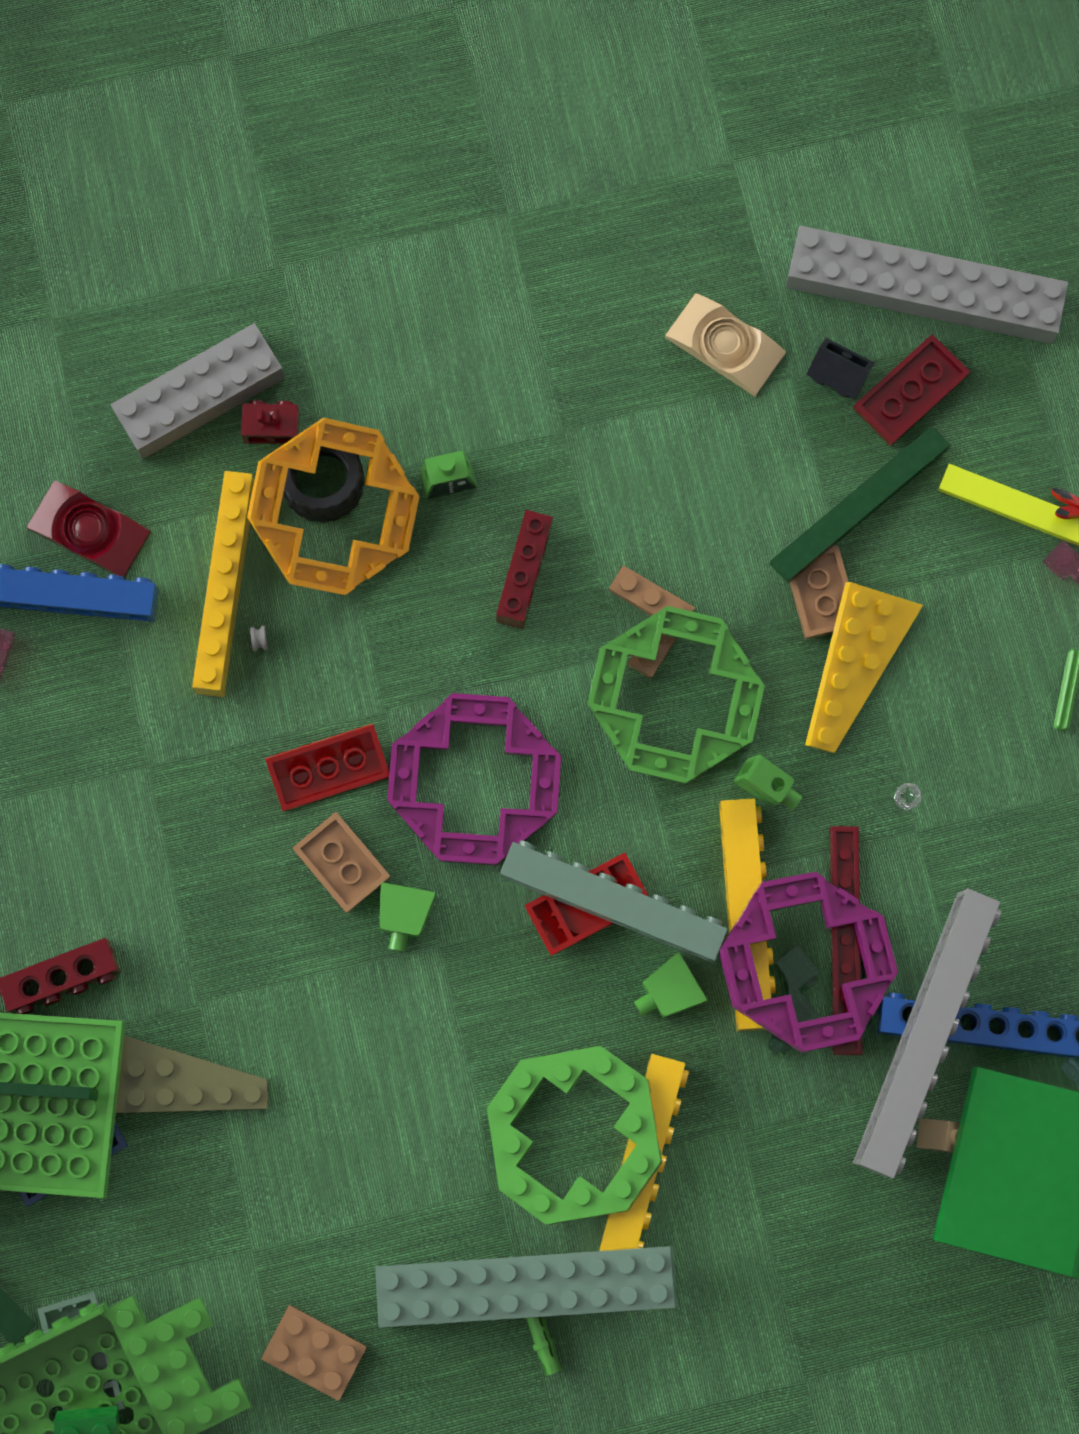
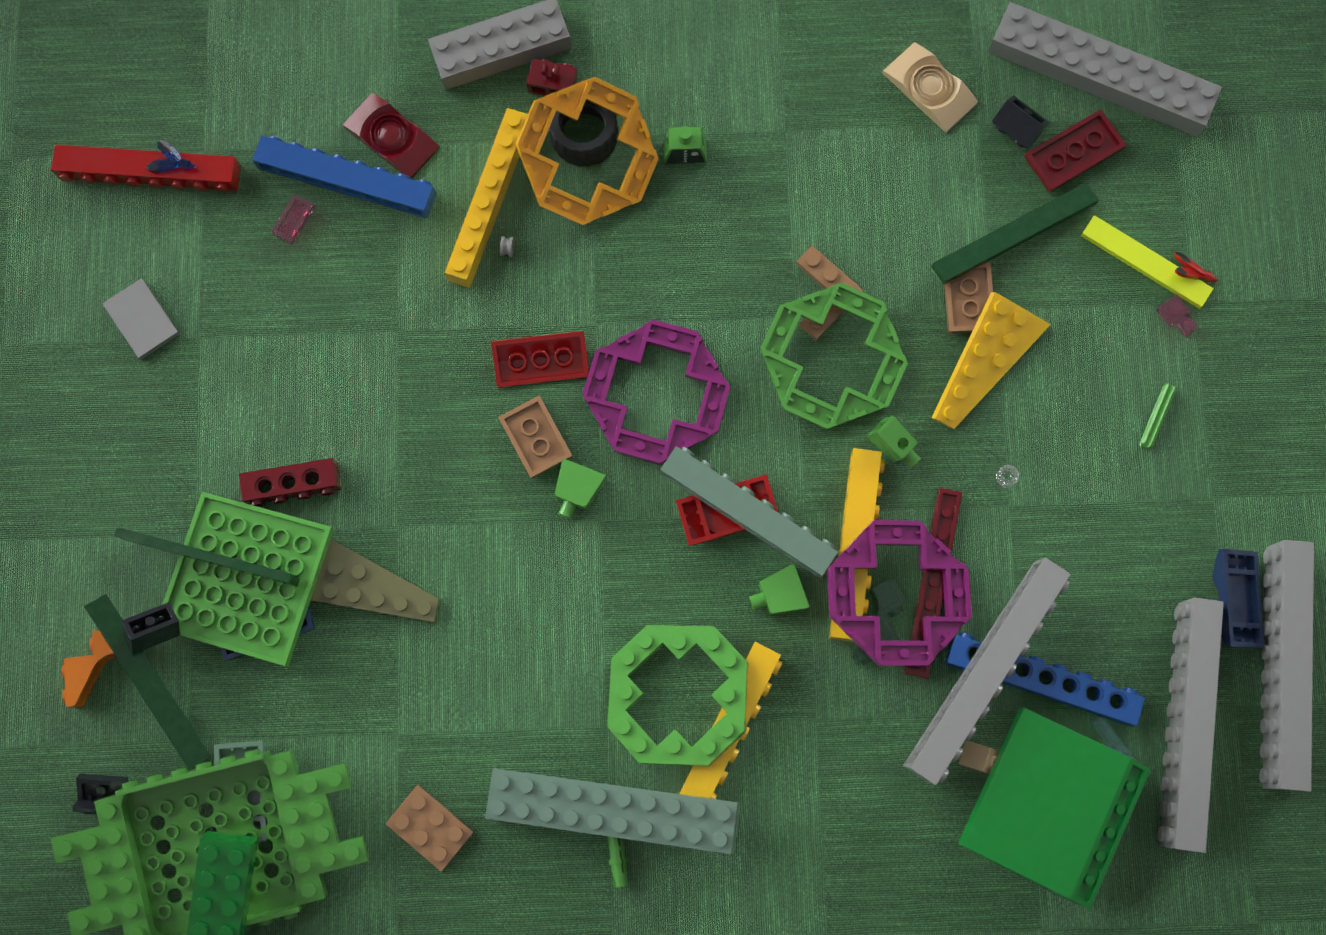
camera: 15 degrees right, 0 degrees up
(524, 569) = (731, 232): dark red brick -> none

